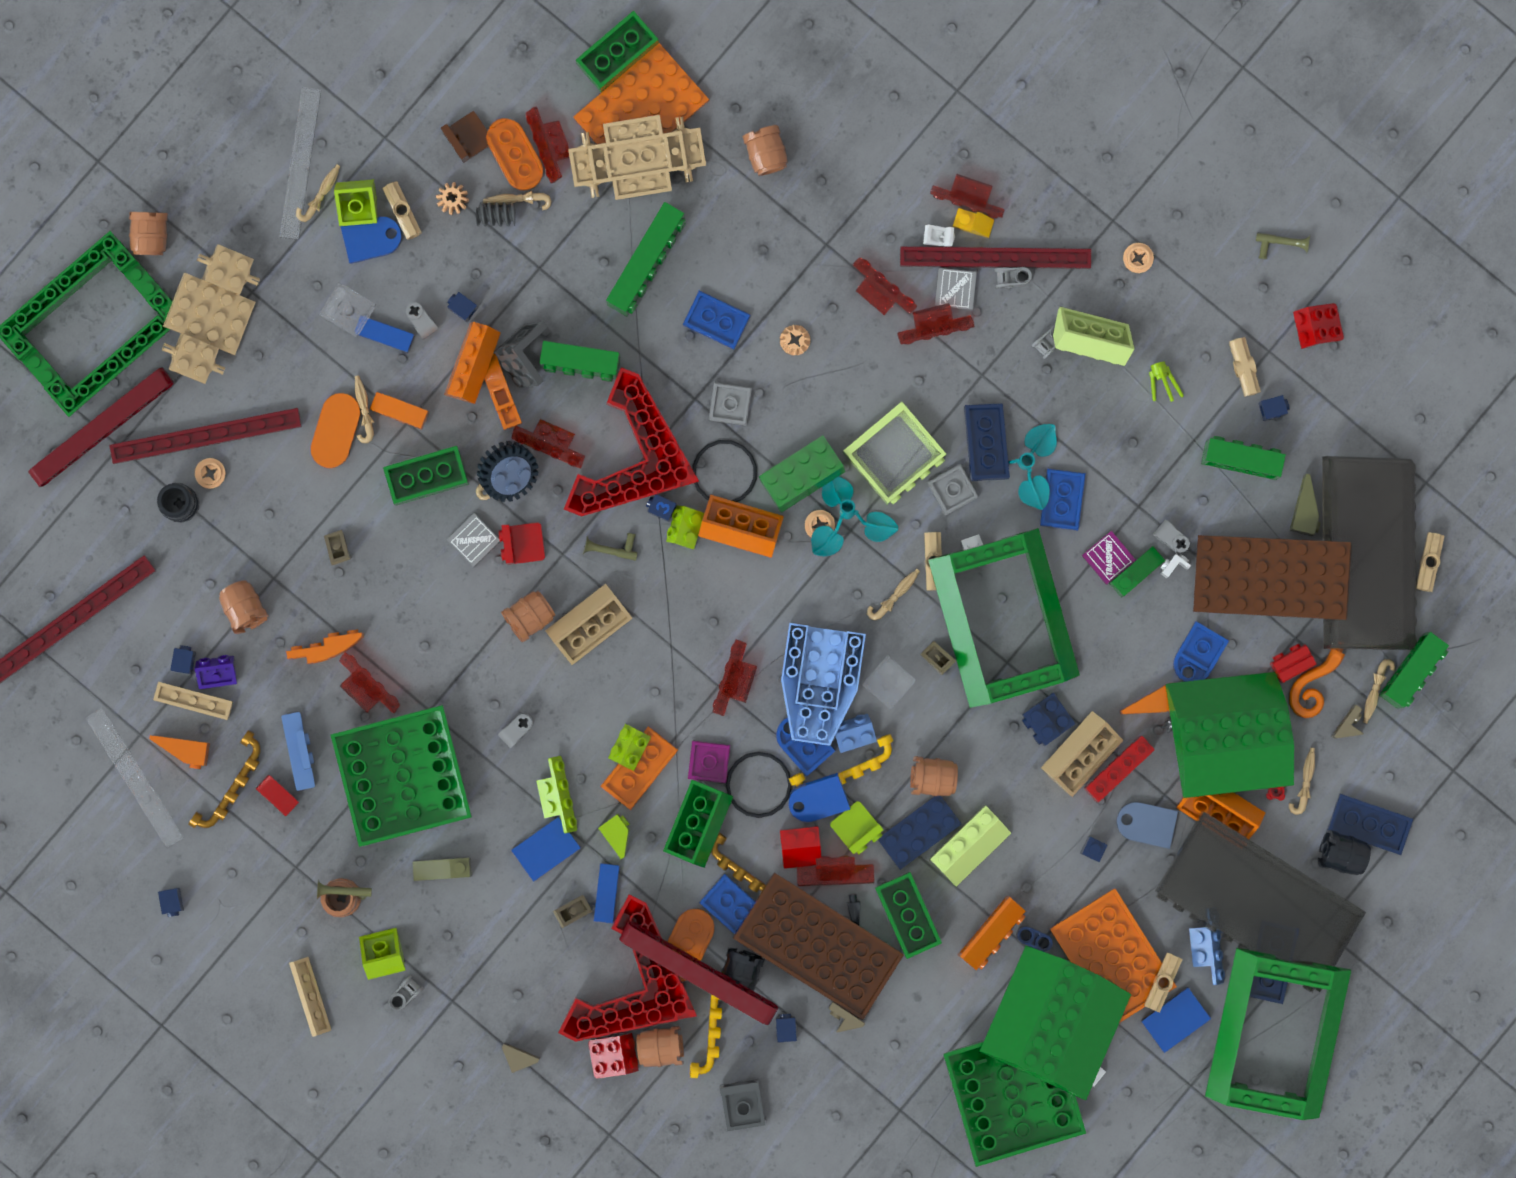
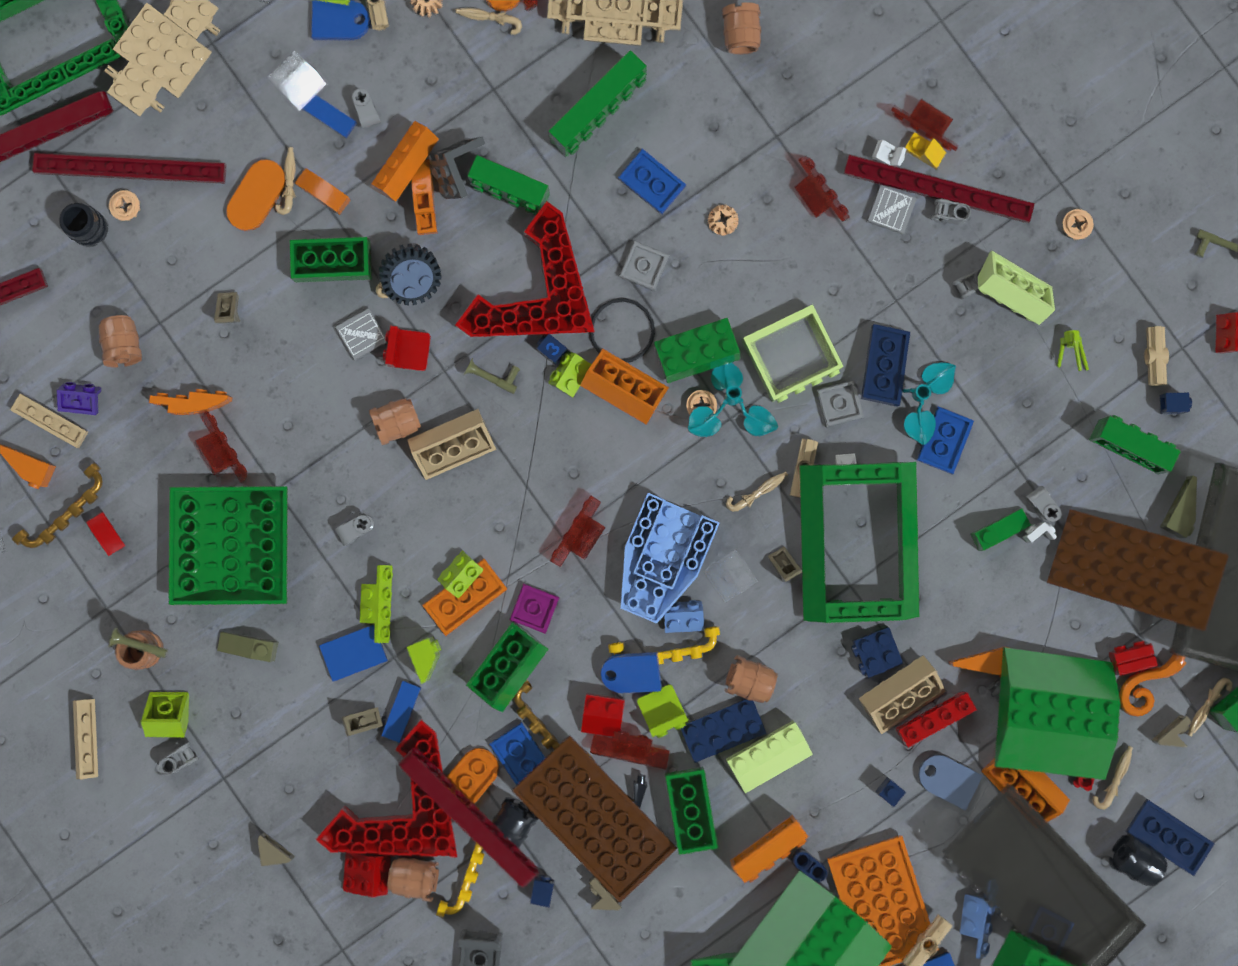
camera: 20 degrees right, 0 degrees up
(183, 660) = (49, 378): dark blue brick -> none
(298, 751) = (138, 494): medium blue bracket -> none
(462, 306) = (409, 106): dark blue brick -> none
(495, 214) = (464, 26): dark grey piece -> none
(551, 441) = (461, 257): clear red bracket -> none
(788, 789) = (547, 642): black piece -> none
(803, 754) = (630, 626): blue tile -> none
(934, 322) = (863, 236): clear red bracket -> none
(1108, 557) = (976, 508): magenta tile -> none
(1200, 652) = (1042, 623): blue tile -> none

